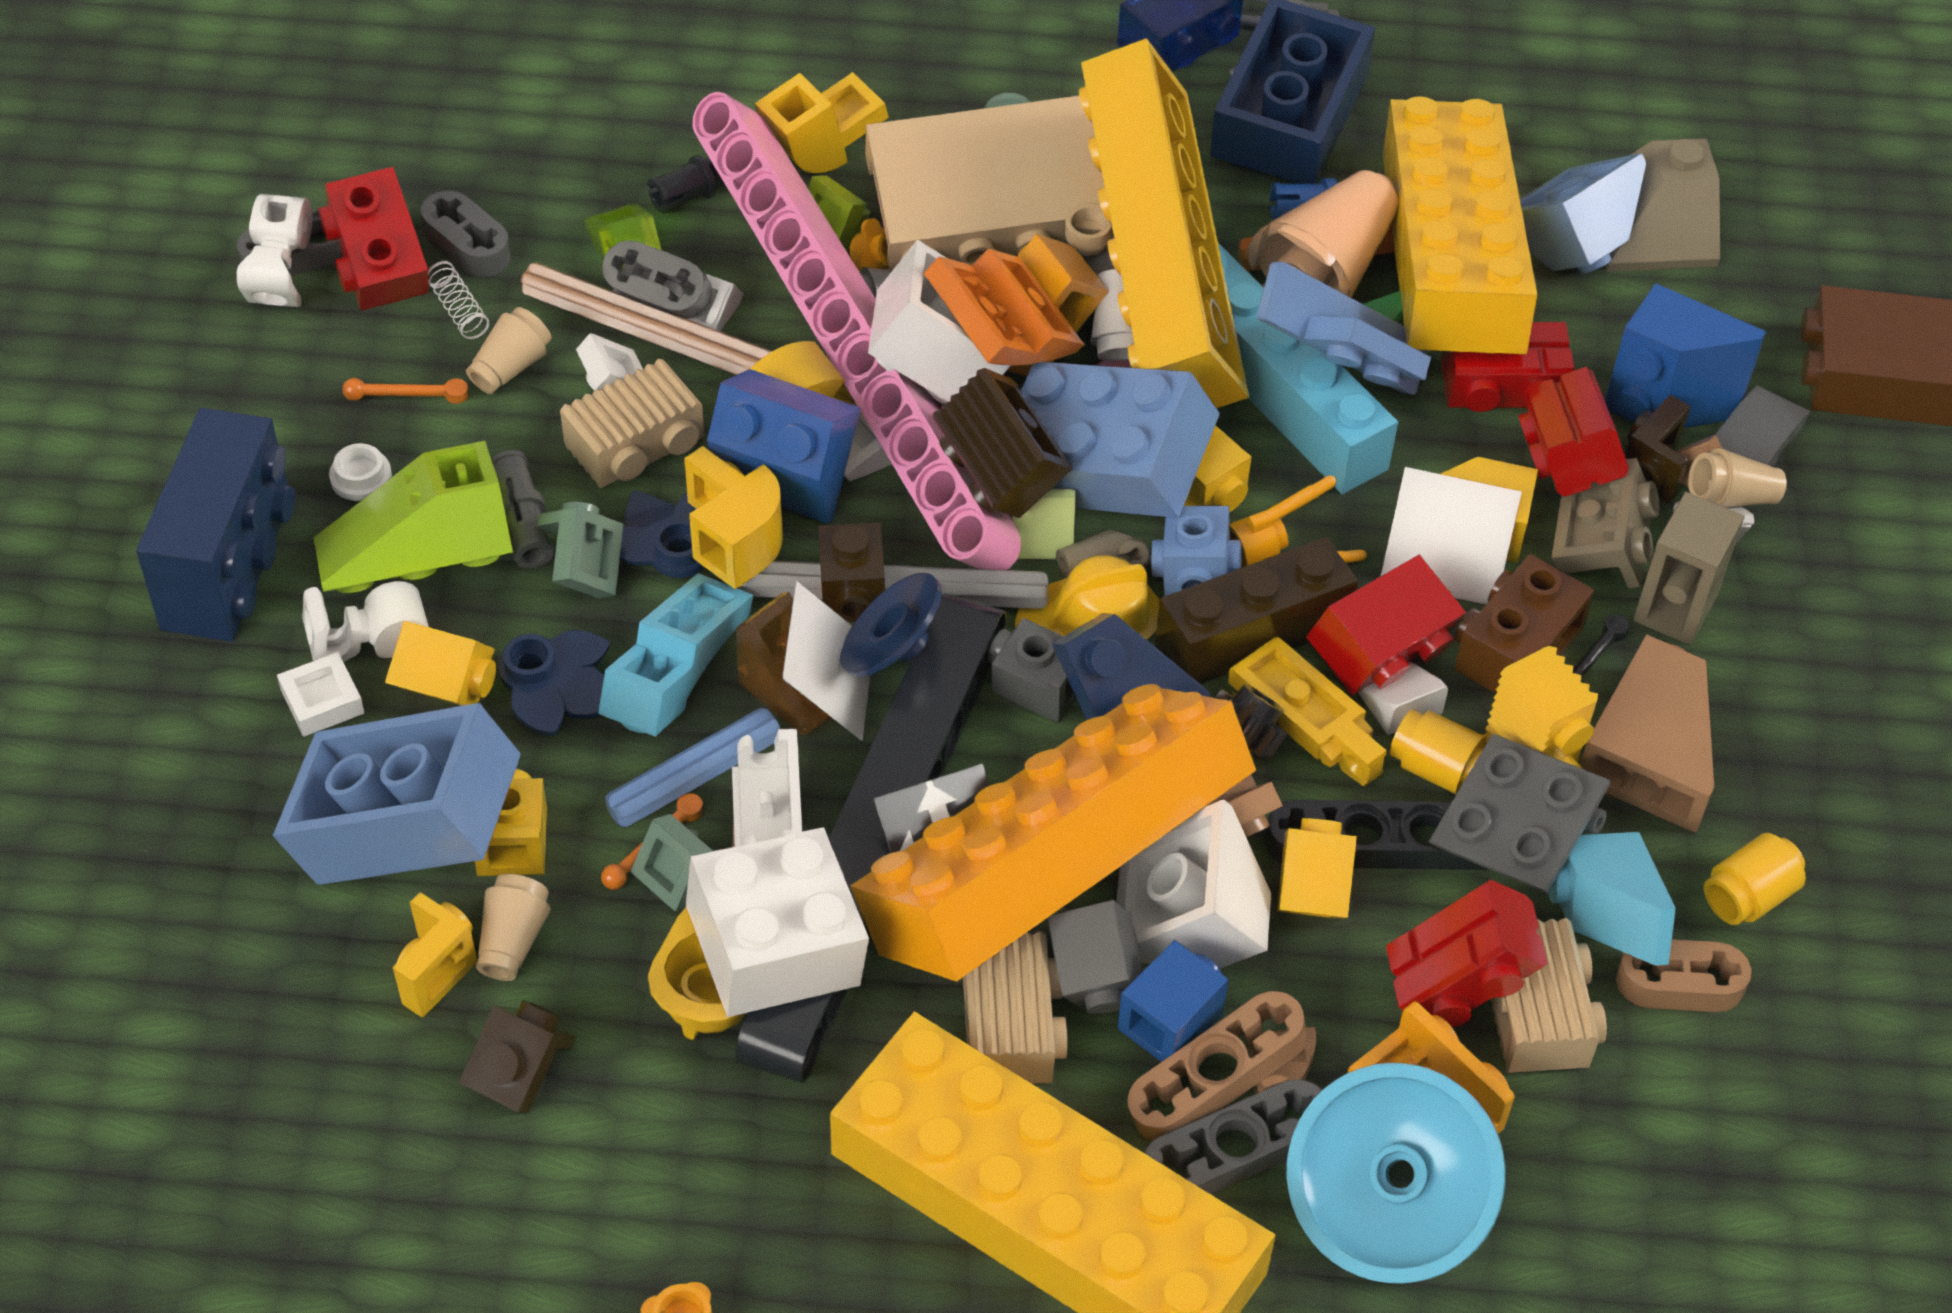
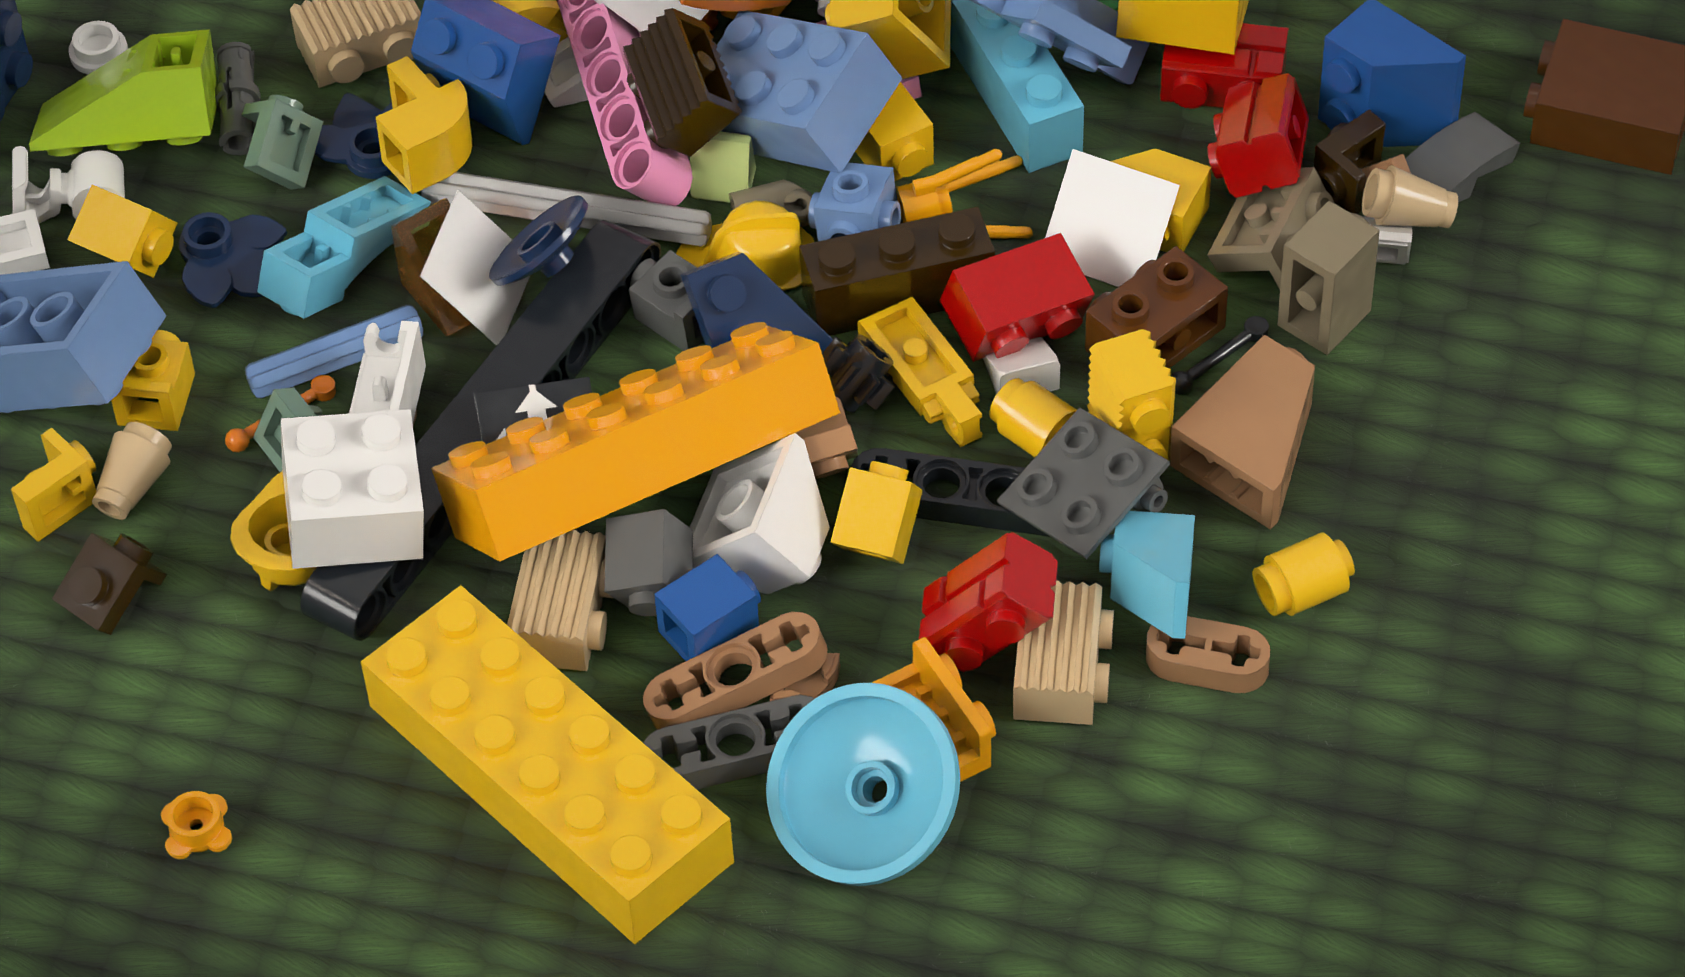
camera: 15 degrees right, 0 degrees up
(851, 567) = (523, 184): dark brown bracket -> none

